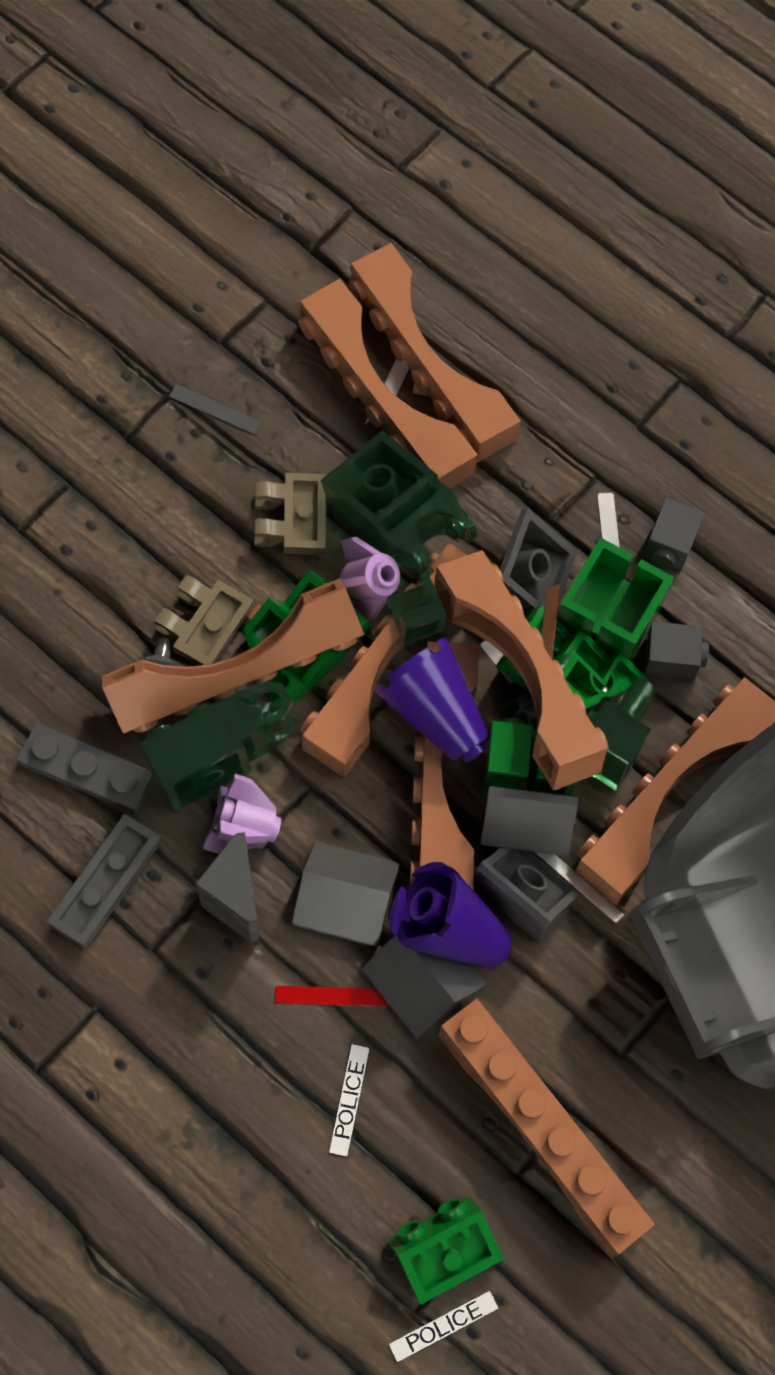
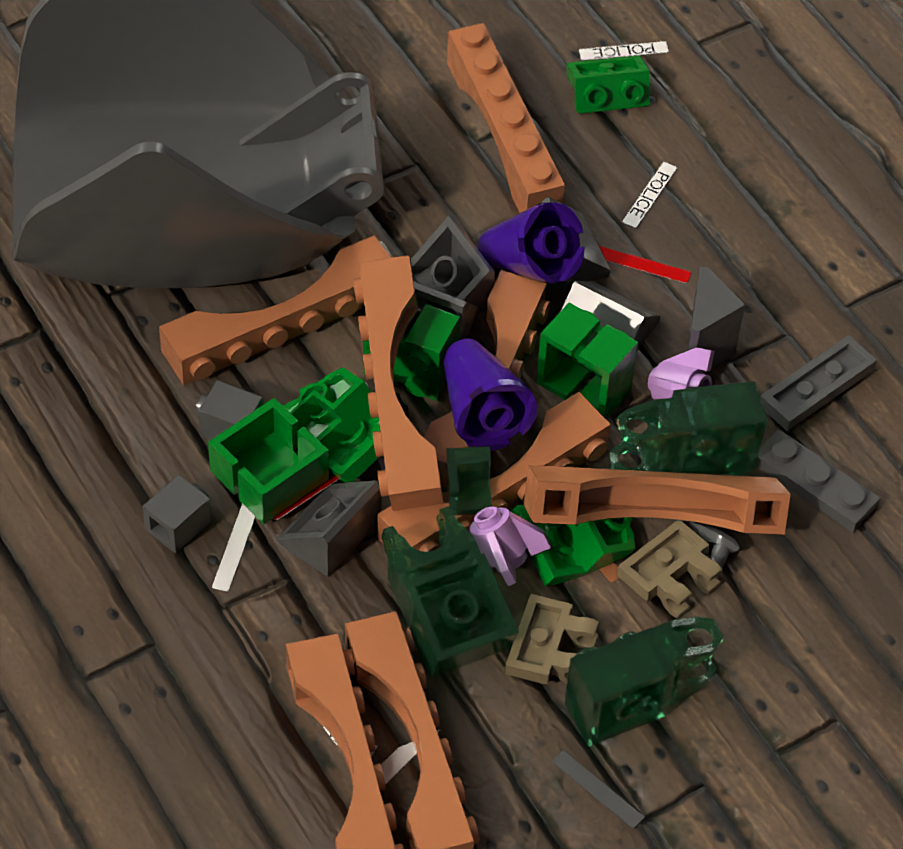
camera: 160 degrees left, 15 degrees down
(202, 478) = (637, 677): none -> clear green brick
(325, 796) = (575, 348): none -> green piece
(550, 616) = (345, 446): nougat sticker -> none
(623, 730) = (326, 343): clear green brick -> none

